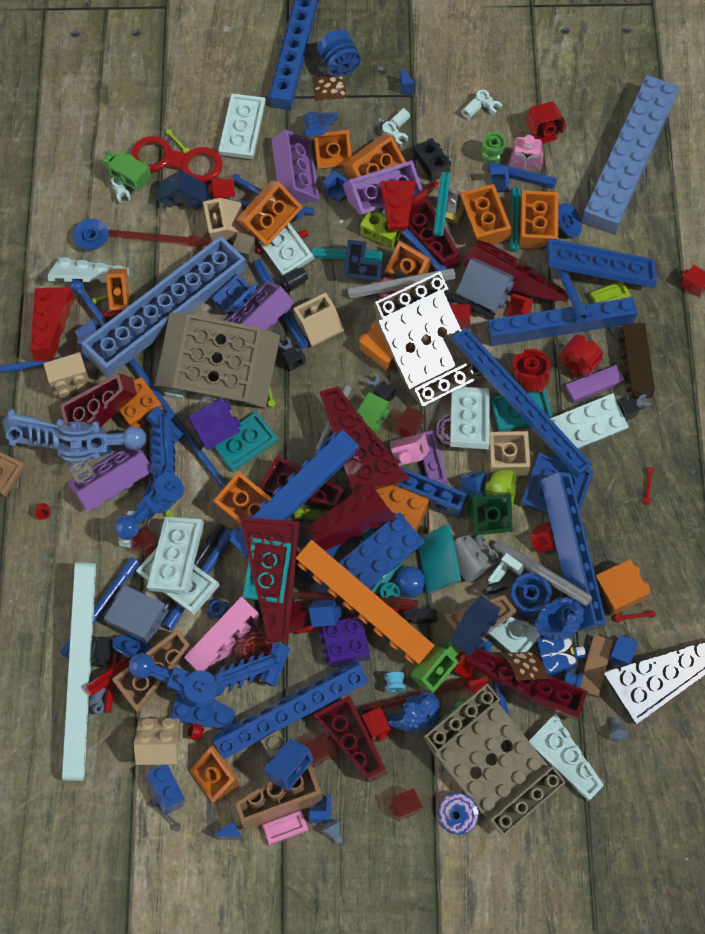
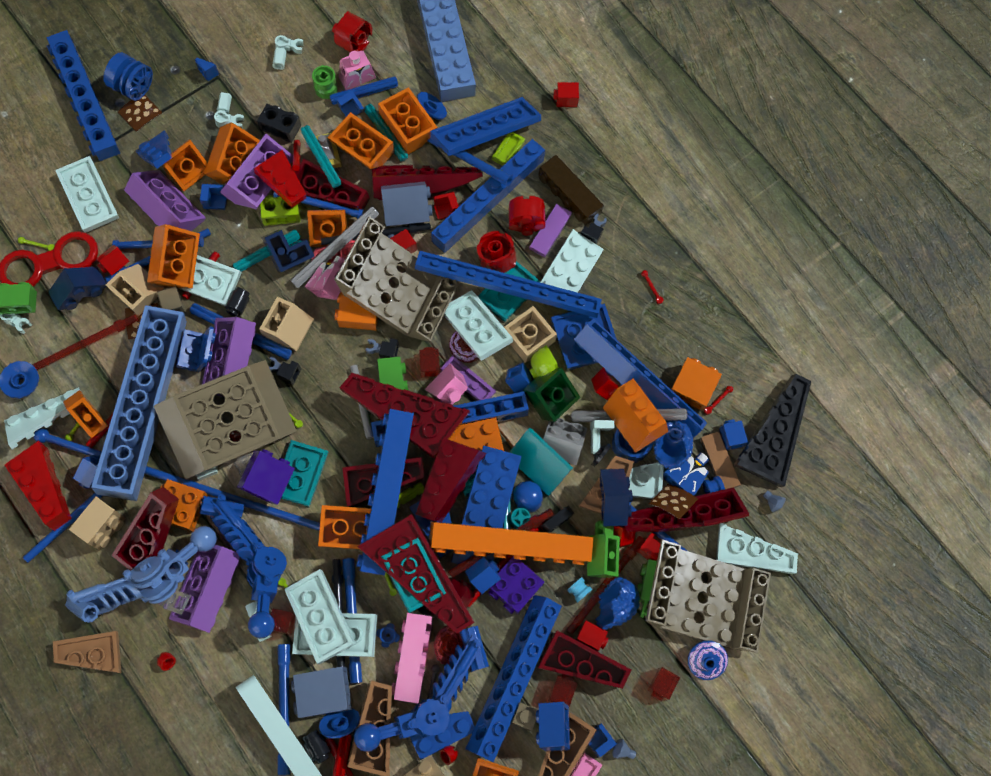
camera: 45 degrees left, 5 degrees up
(366, 304) = (323, 282): none -> bright pink torso
(543, 572) = (635, 416): none -> orange slope

